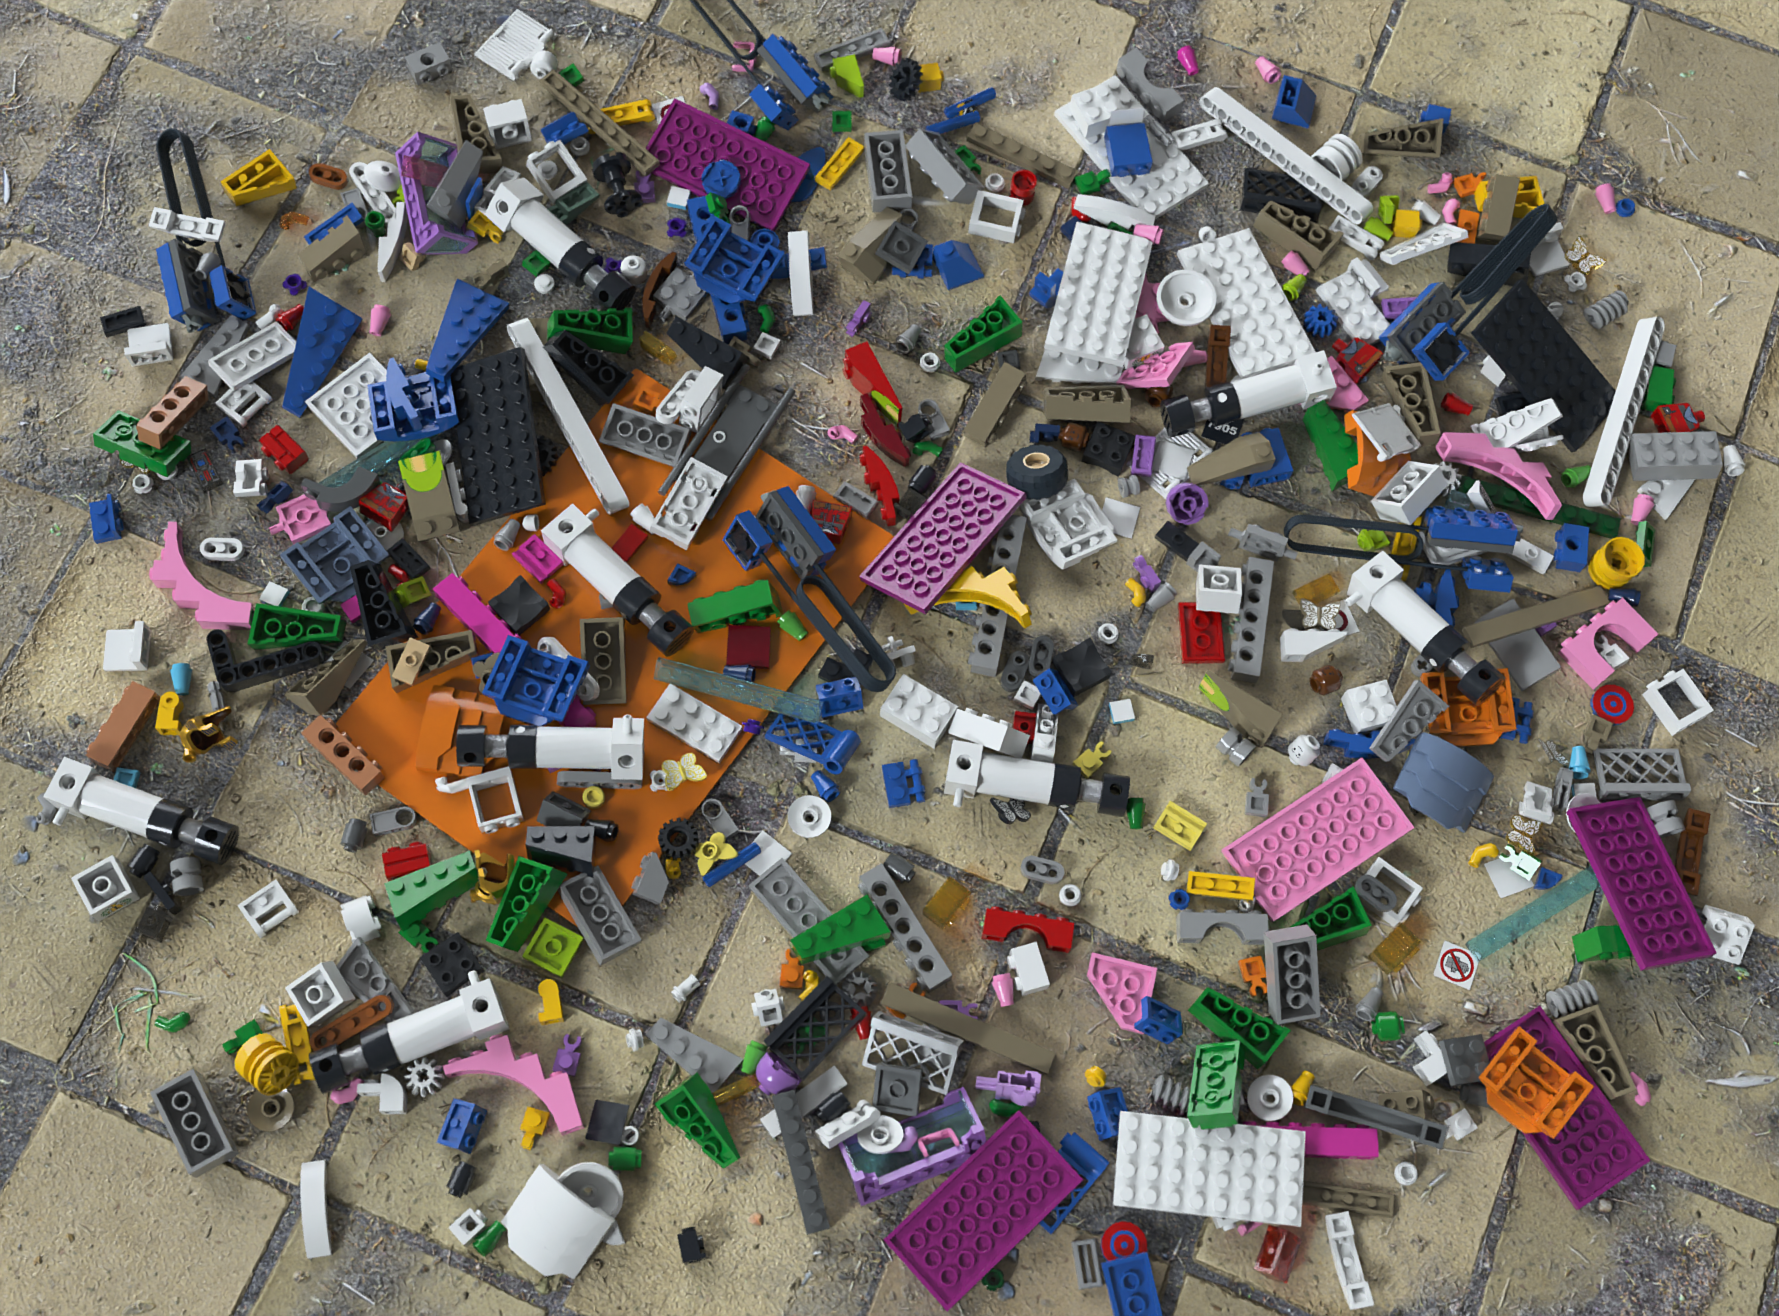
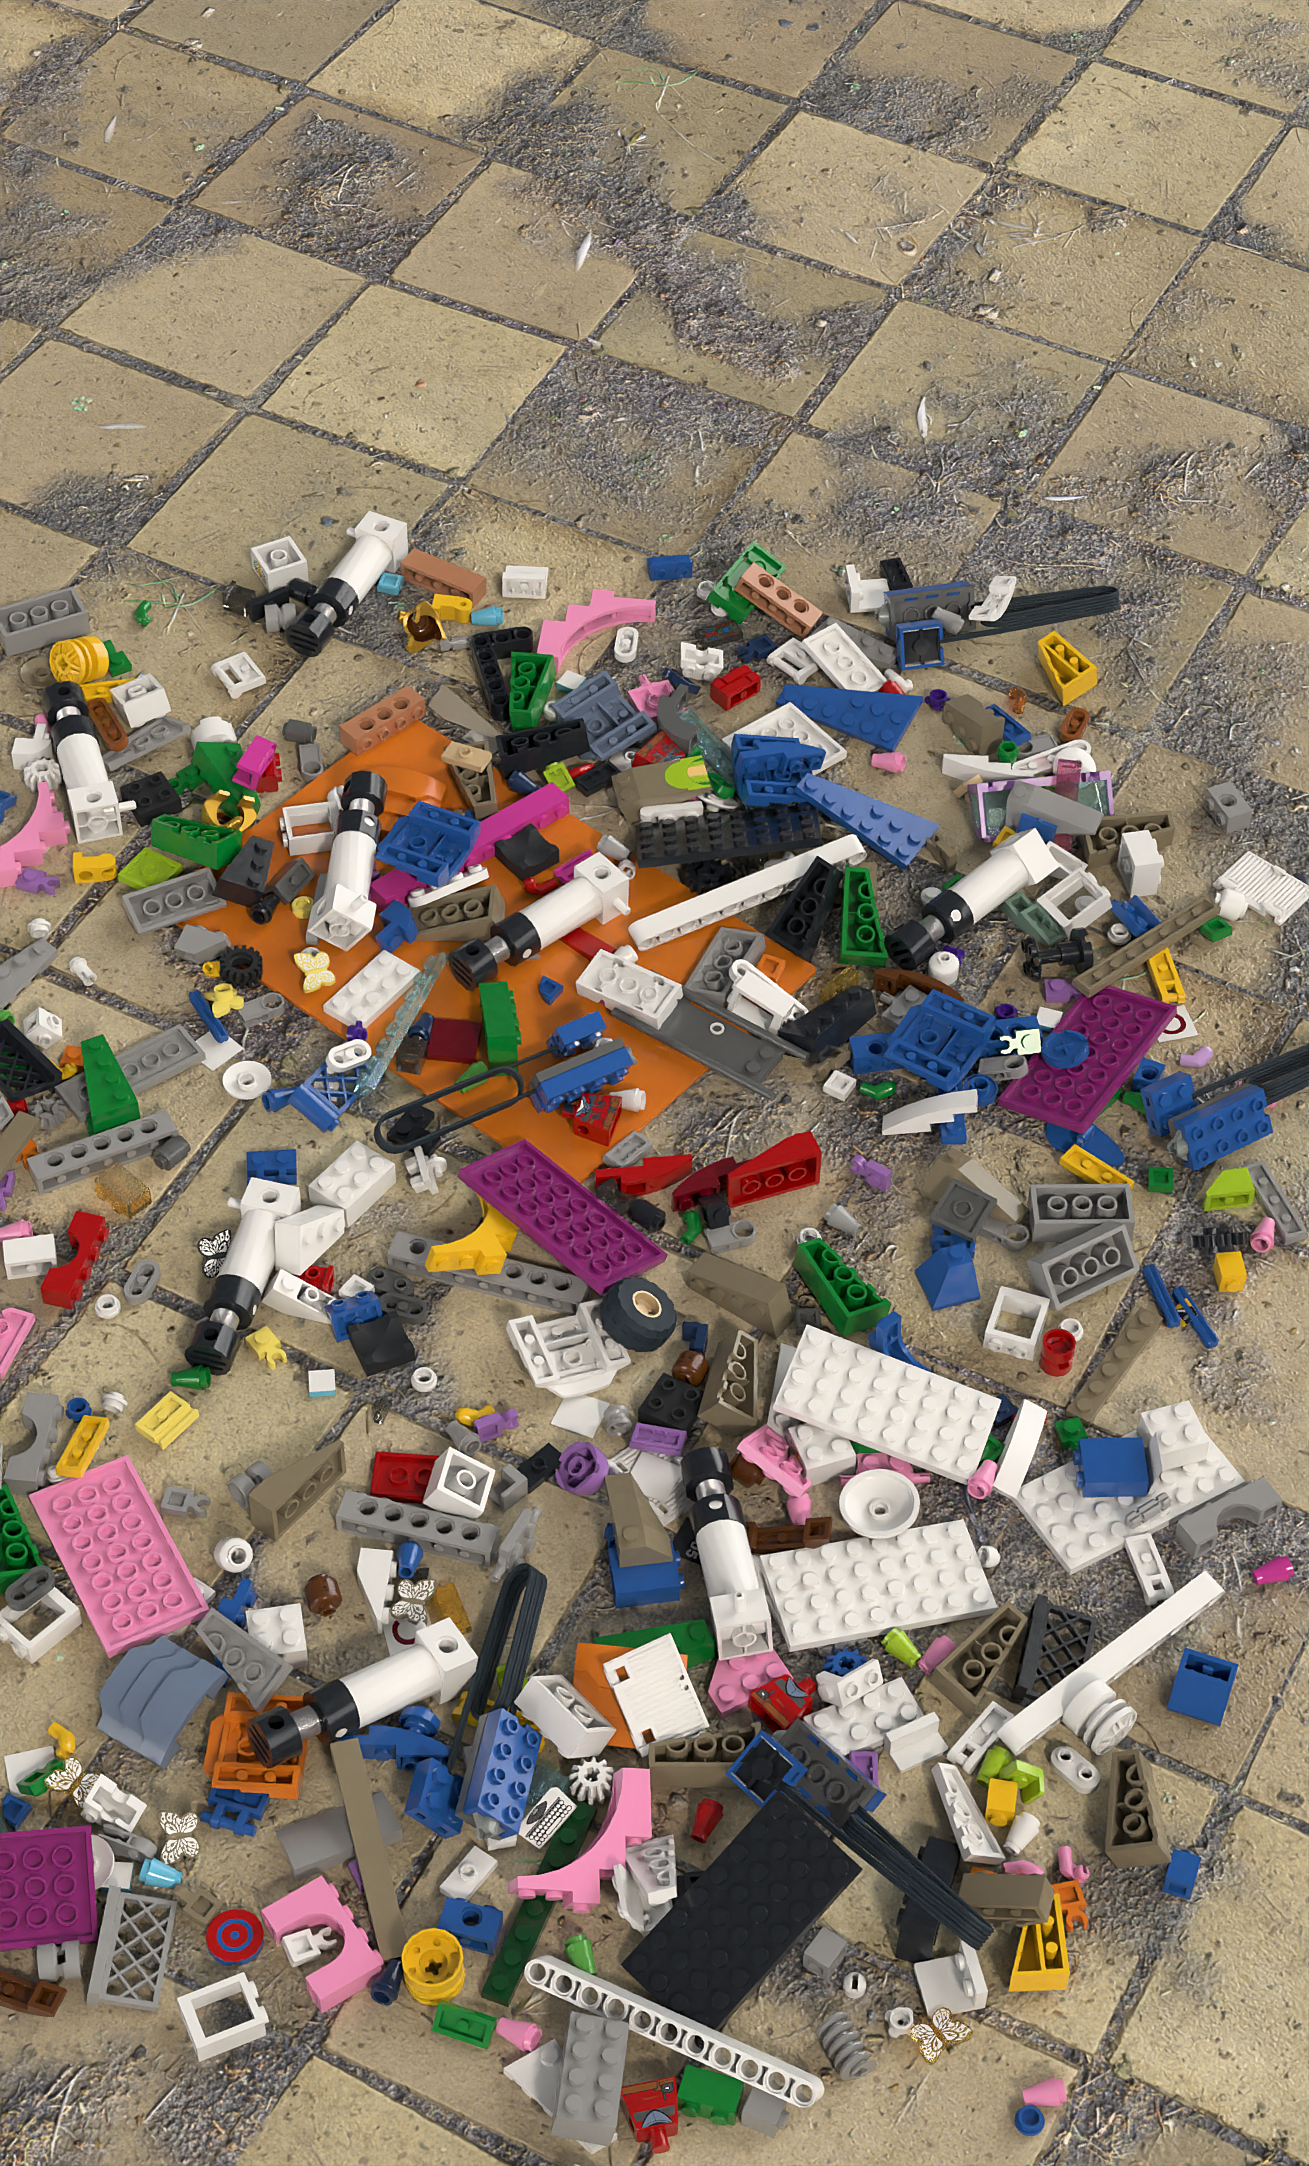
camera: 100 degrees right, 20 degrees down
(423, 858) = (254, 762): none -> dark pink window
(618, 701) = (398, 927): none -> blue brick
(776, 681) = (413, 1050): none -> clear smoke brick
(786, 726) = (346, 1055): none -> white plate
(840, 696) = (377, 1105): blue bracket -> none
(842, 432) = (720, 1147): bright pink arm -> none
(968, 158) = (1103, 1300): green plate -> none
(1268, 70) = (1261, 1667): bright pink cone -> none
(1281, 622) = (409, 1557): none -> blue cone
(1344, 324) = (850, 1687): none -> white bracket

